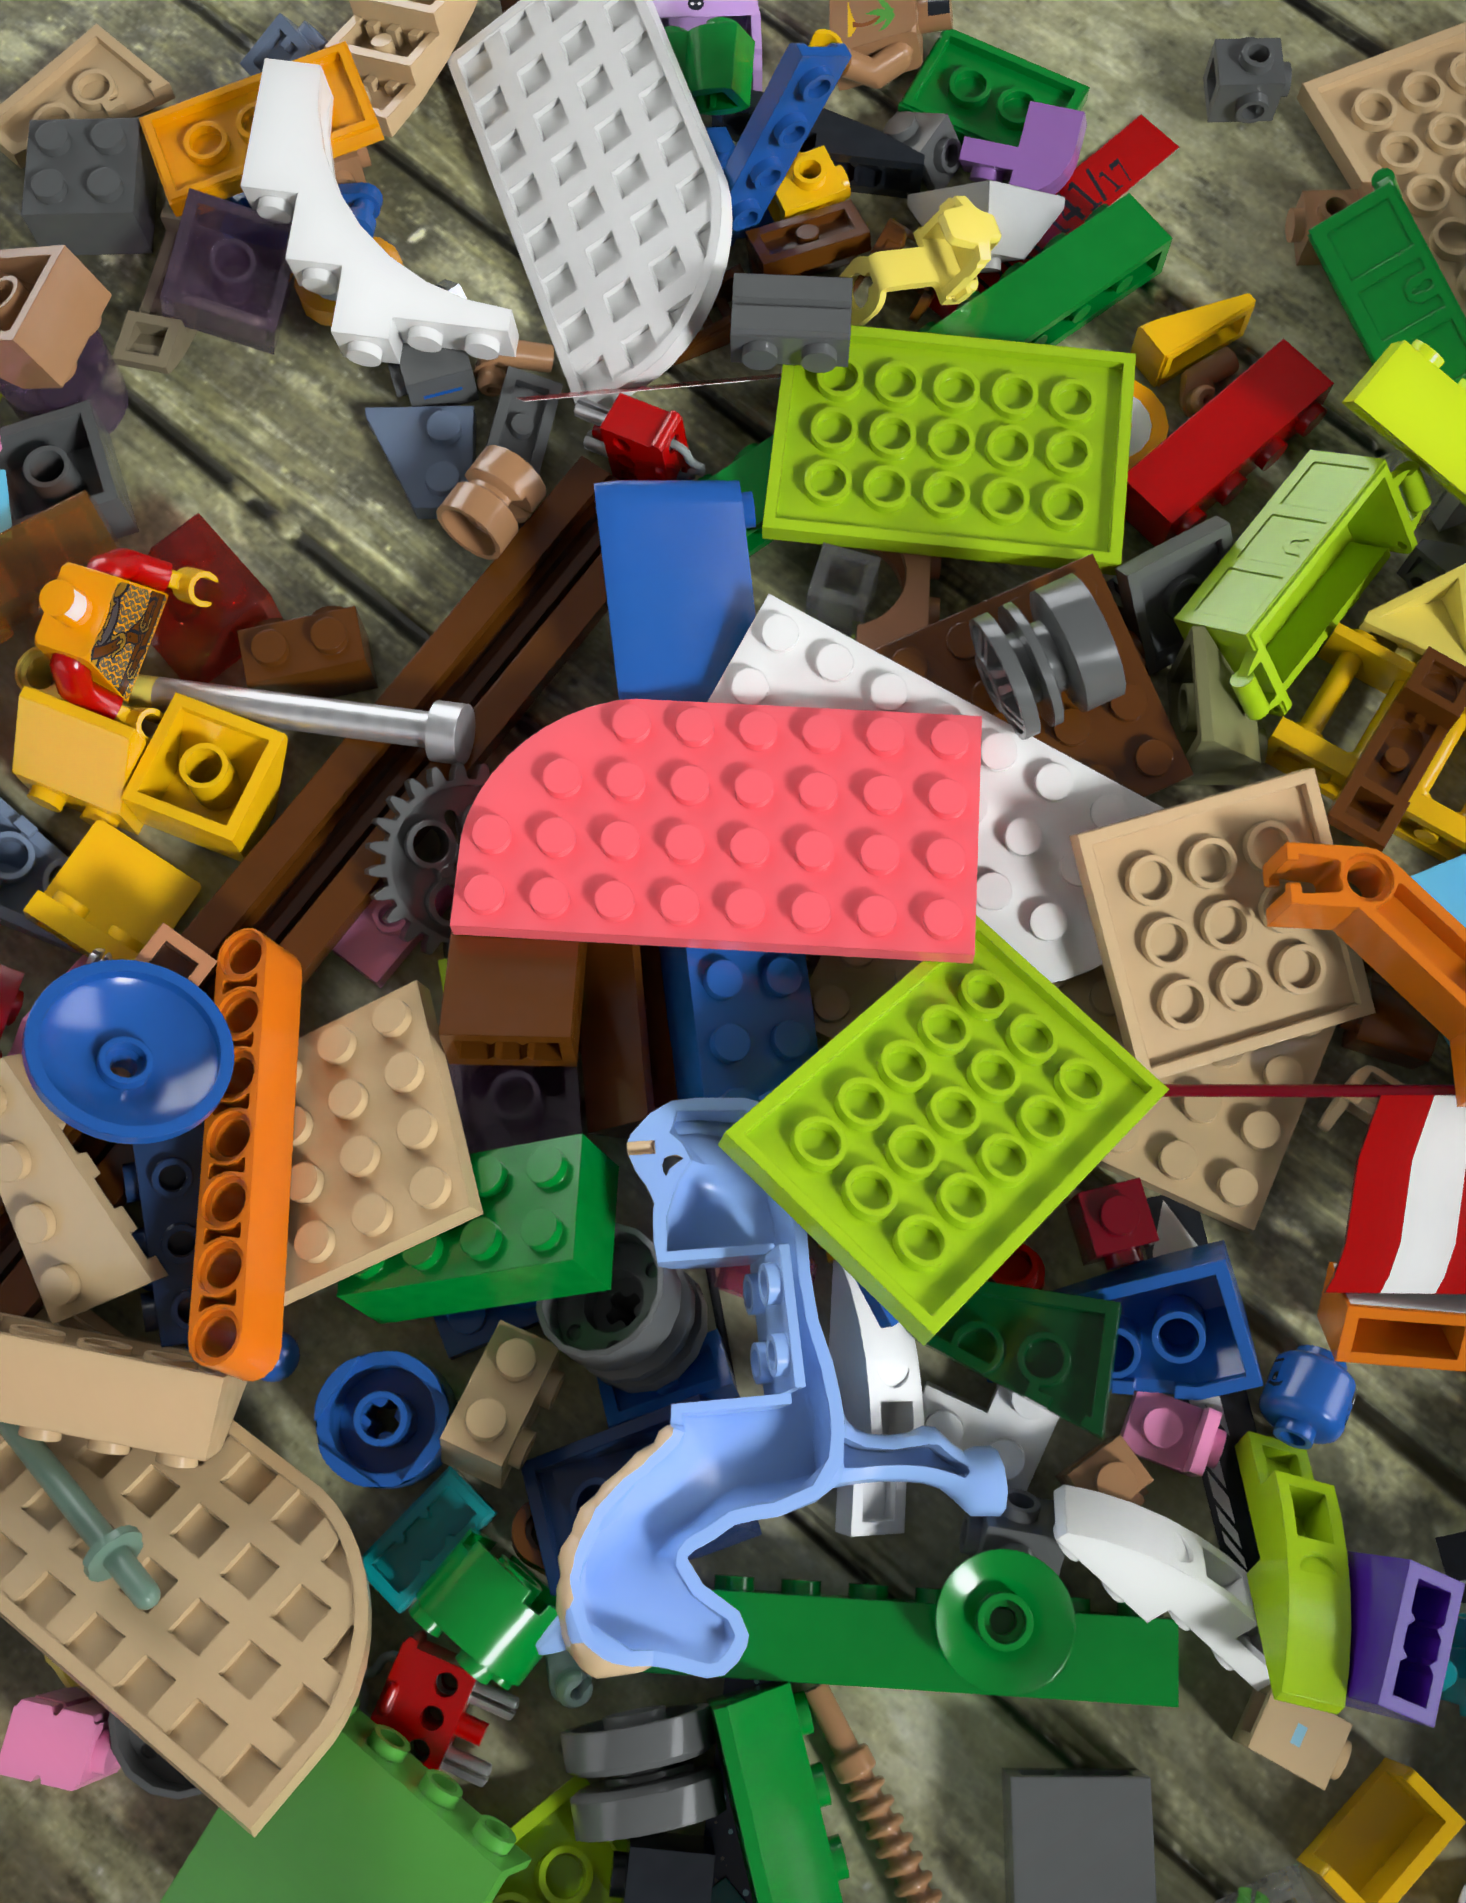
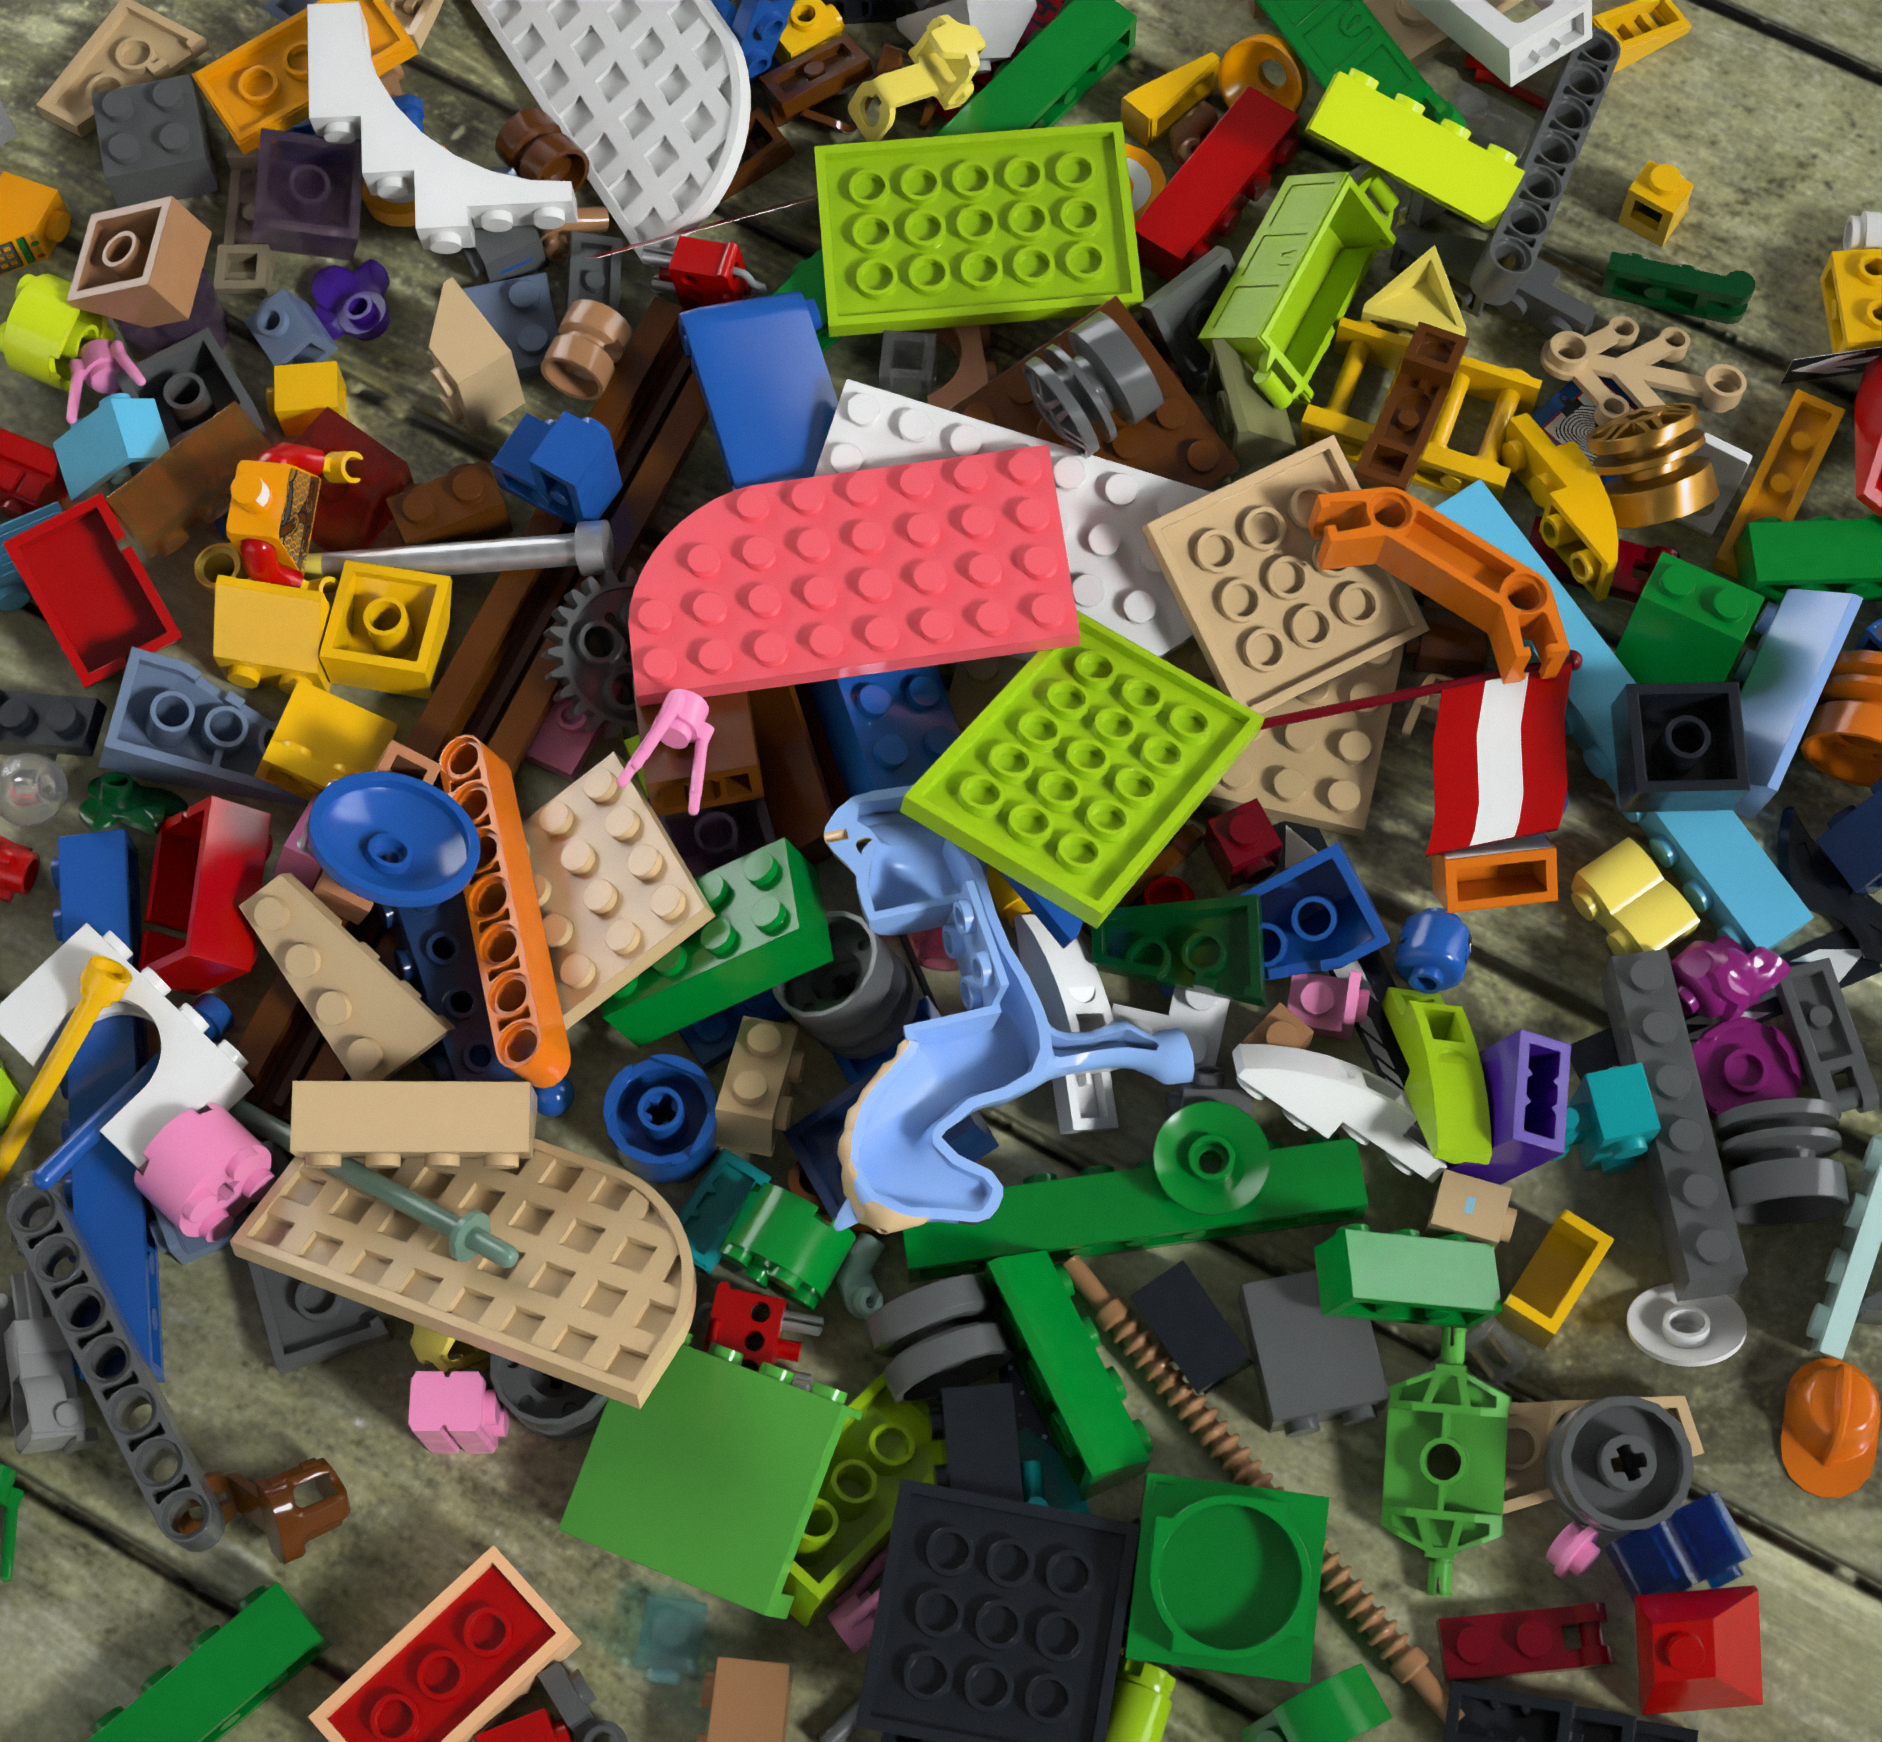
camera: 10 degrees left, 5 degrees down
(183, 489) = (303, 393): none -> yellow brick
(184, 424) = (290, 330): none -> sand blue brick
(257, 400) = (352, 301): none -> dark purple plate
(362, 492) = (471, 363): none -> tan slope
(432, 633) = (560, 467): none -> blue brick
(488, 970) = (677, 725): none -> bright pink plant
(494, 271) = (539, 149): none -> reddish brown wheel
(791, 321) = (818, 148): dark grey brick -> none
(941, 1810) = (1192, 1329): none -> black hinge
(1208, 1815) = (1407, 1277): none -> brick
(1279, 317) = (1244, 67): none -> light orange piece

